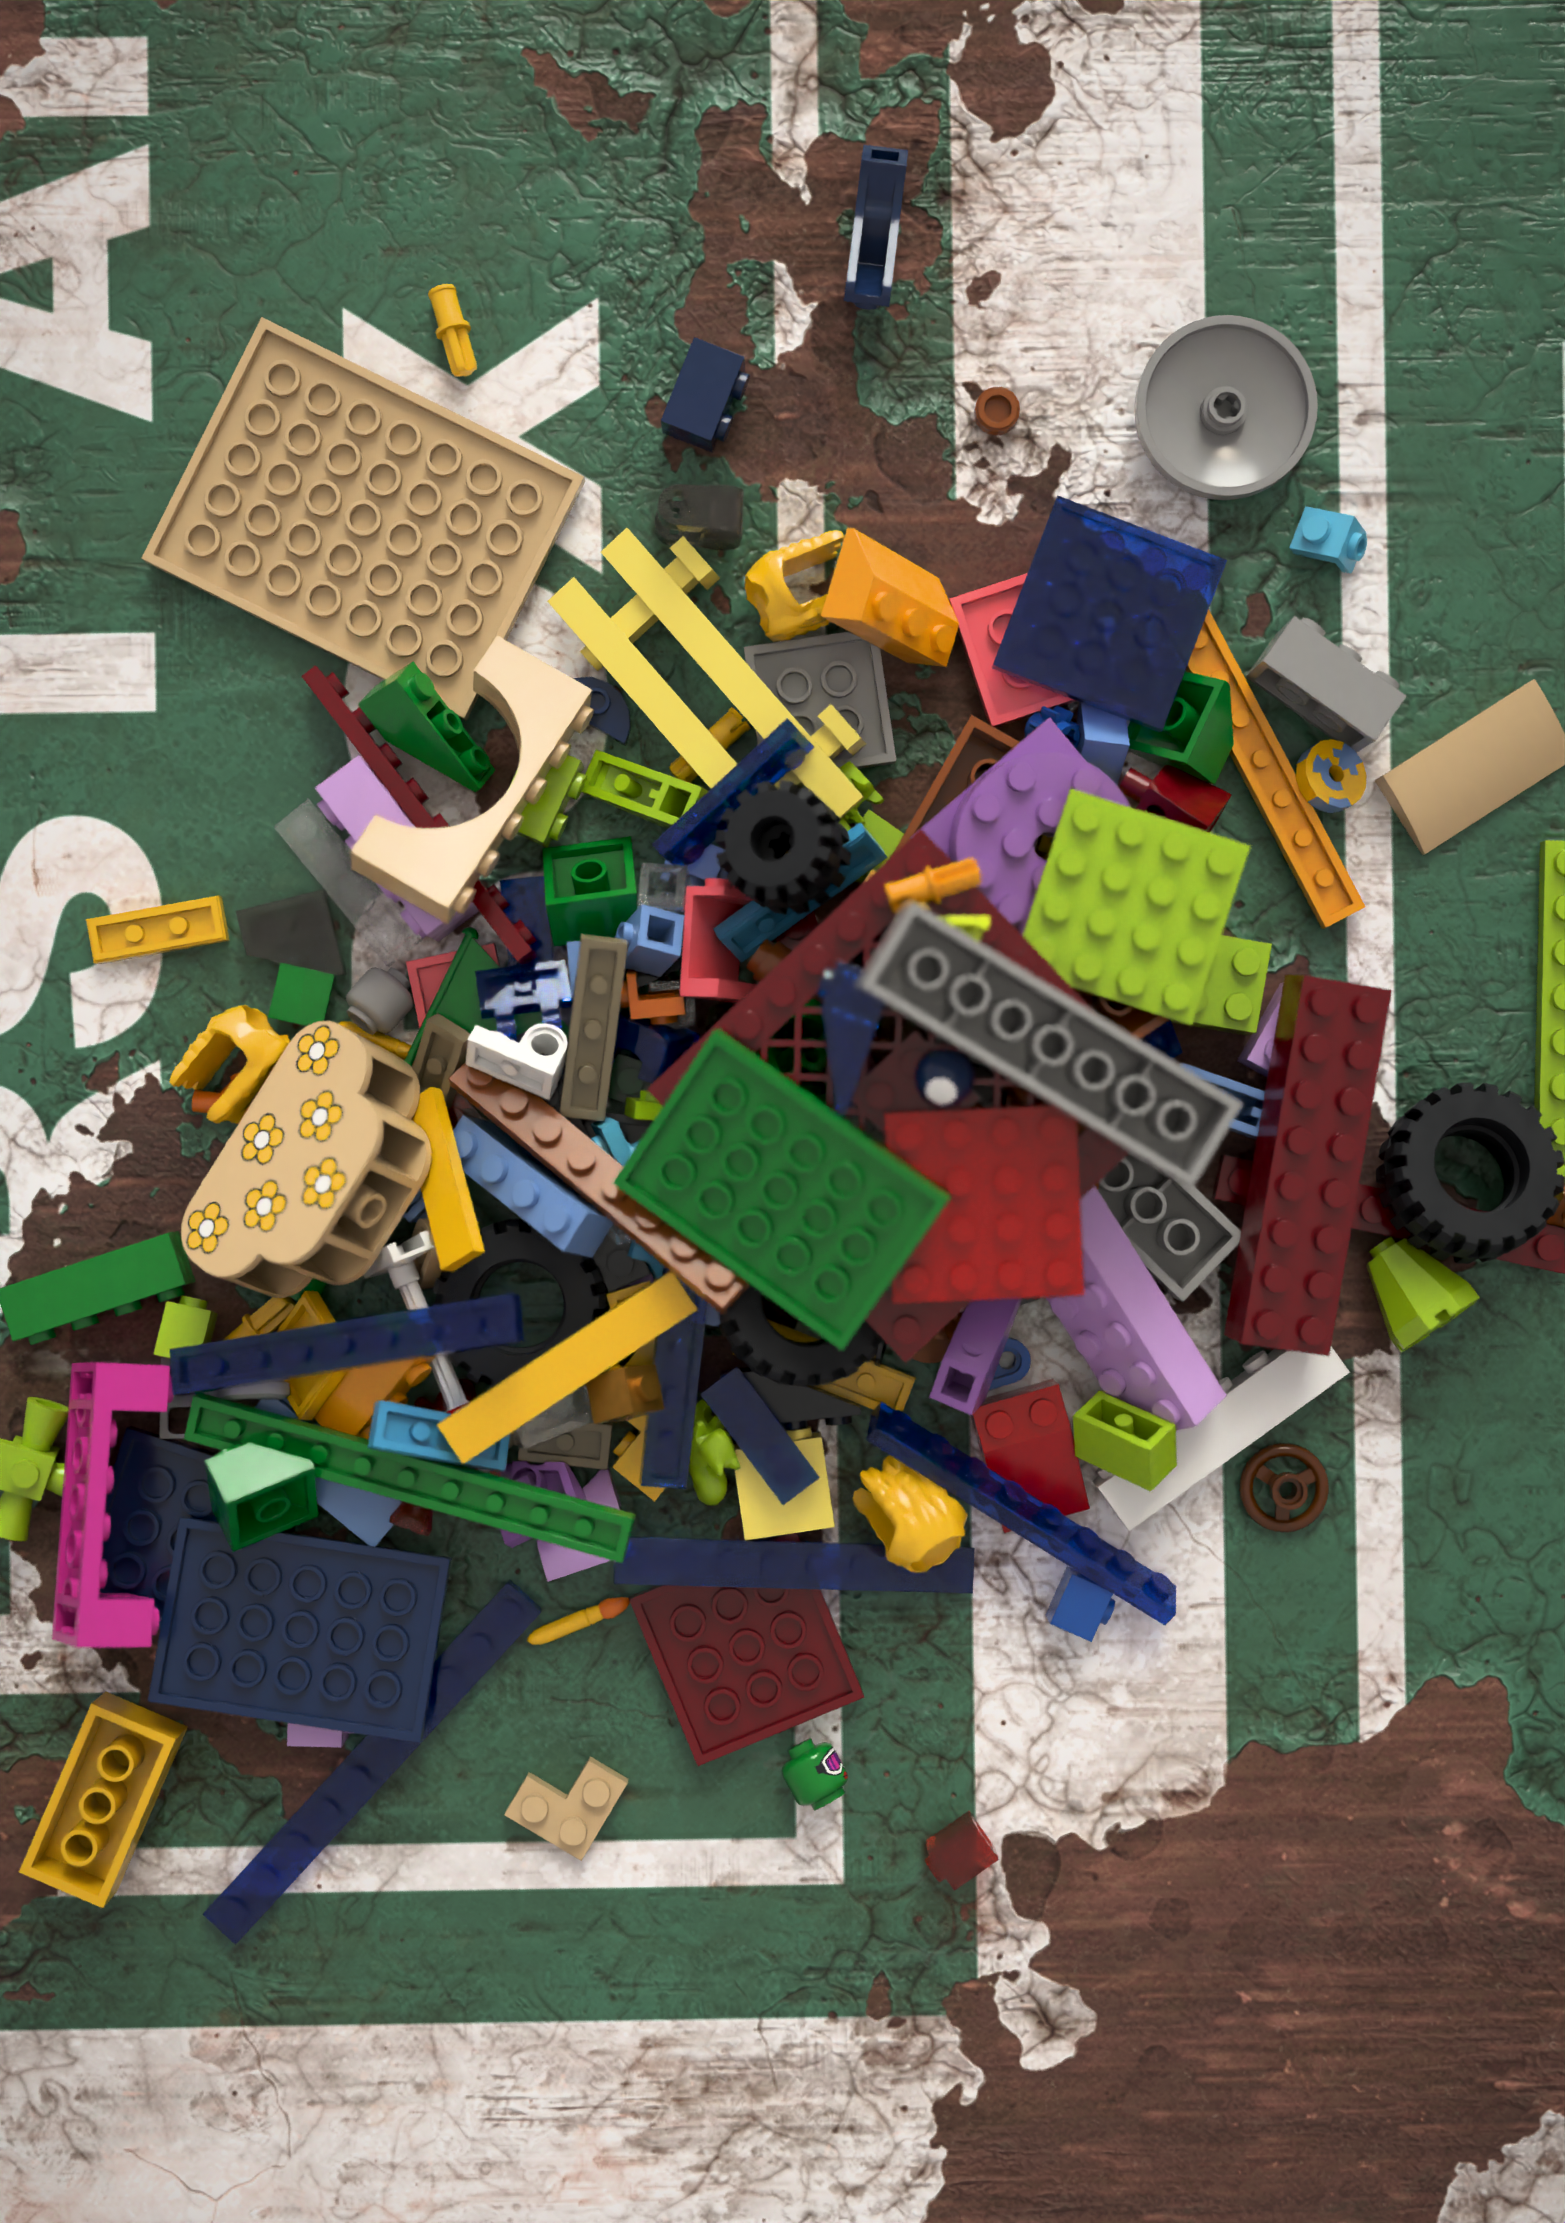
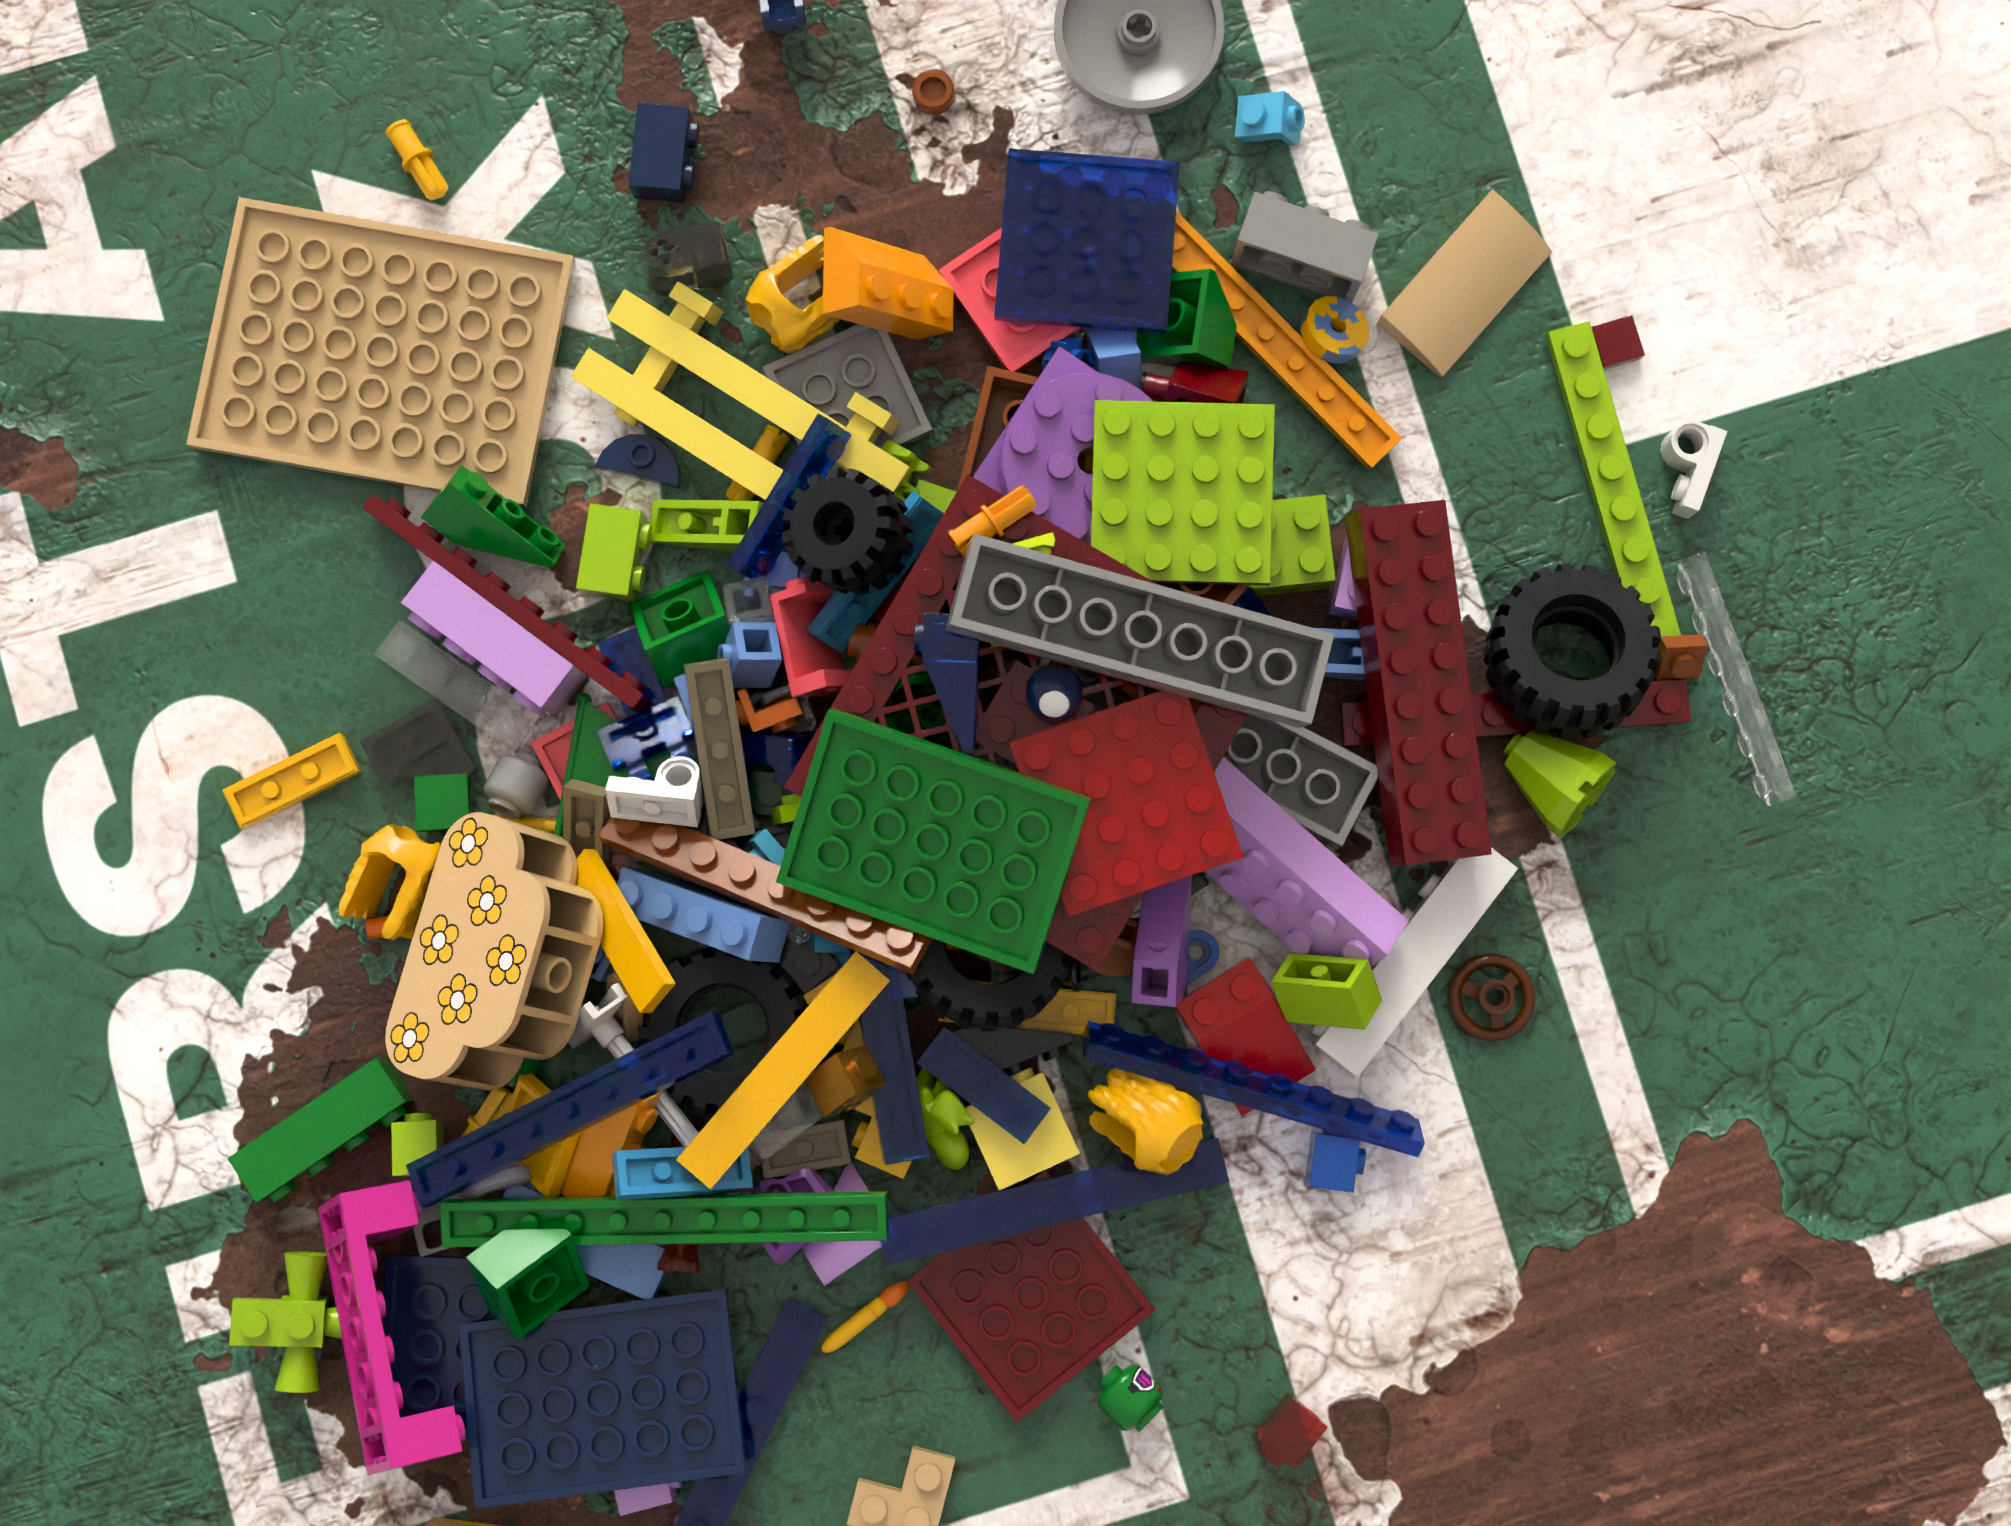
camera: 15 degrees left, 5 degrees down
(443, 864) = (537, 637): arch -> none

